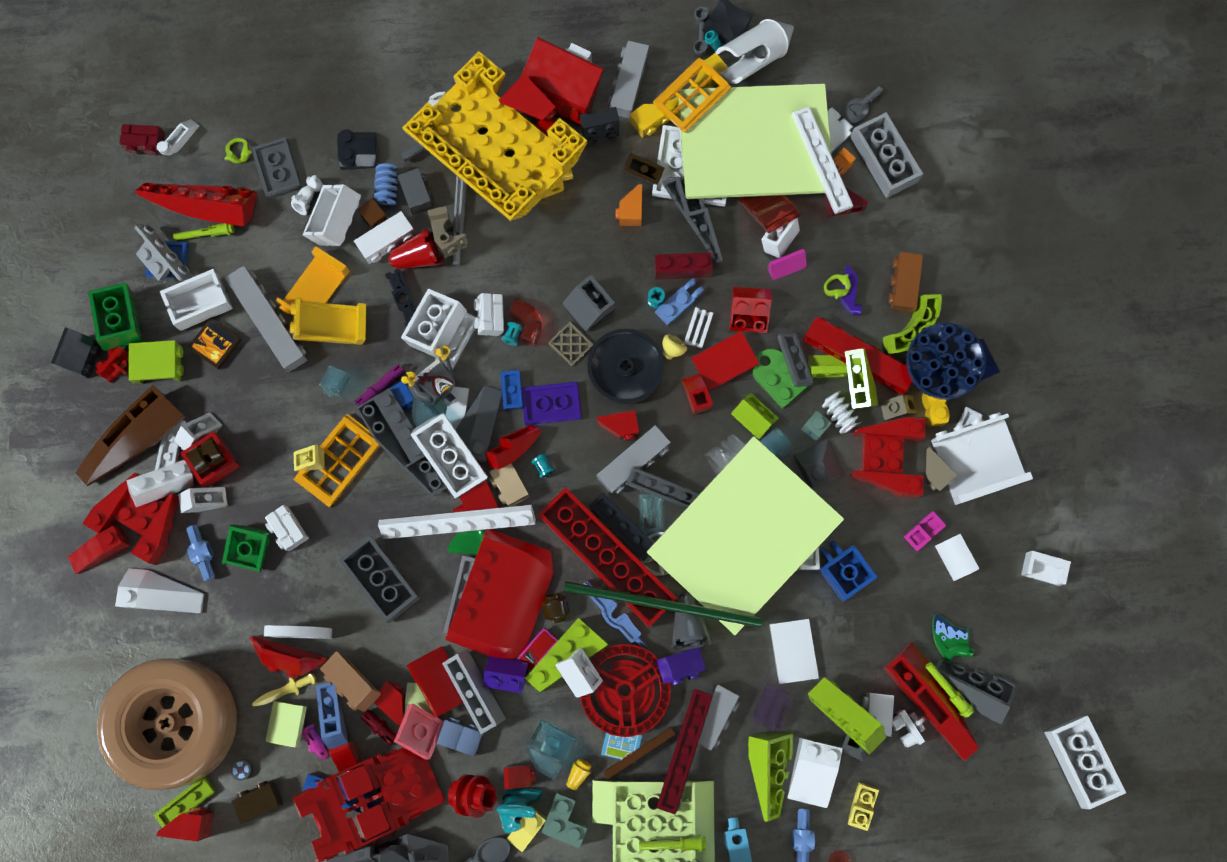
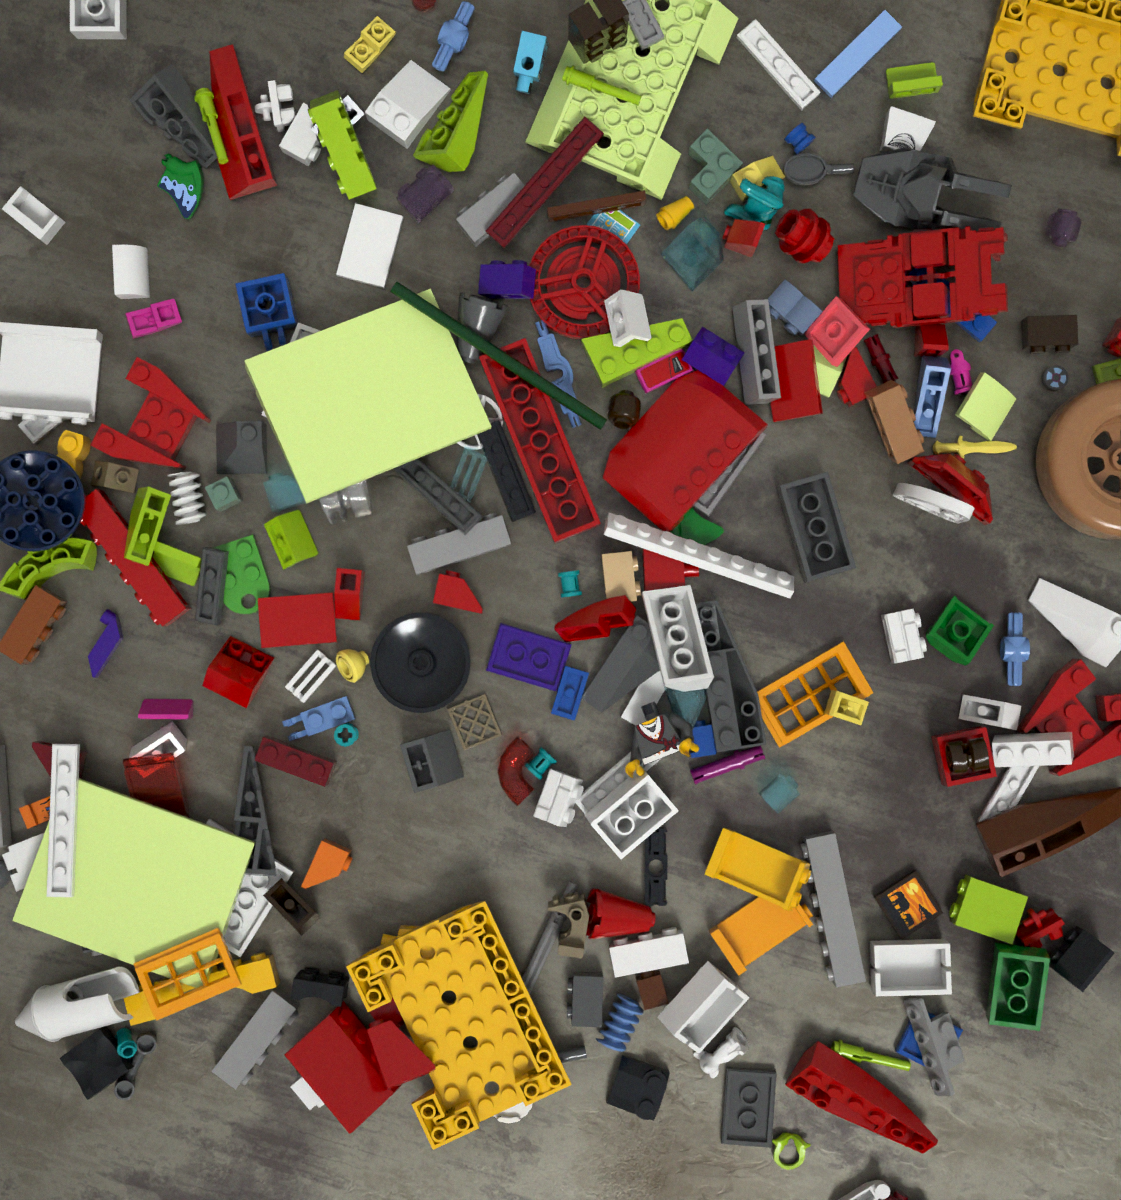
camera: 155 degrees left, 10 degrees up
(196, 430) = (967, 798): white slope -> none
(838, 292) = (122, 645): lime piece -> none
(937, 471) = (104, 378): dark tan slope -> none

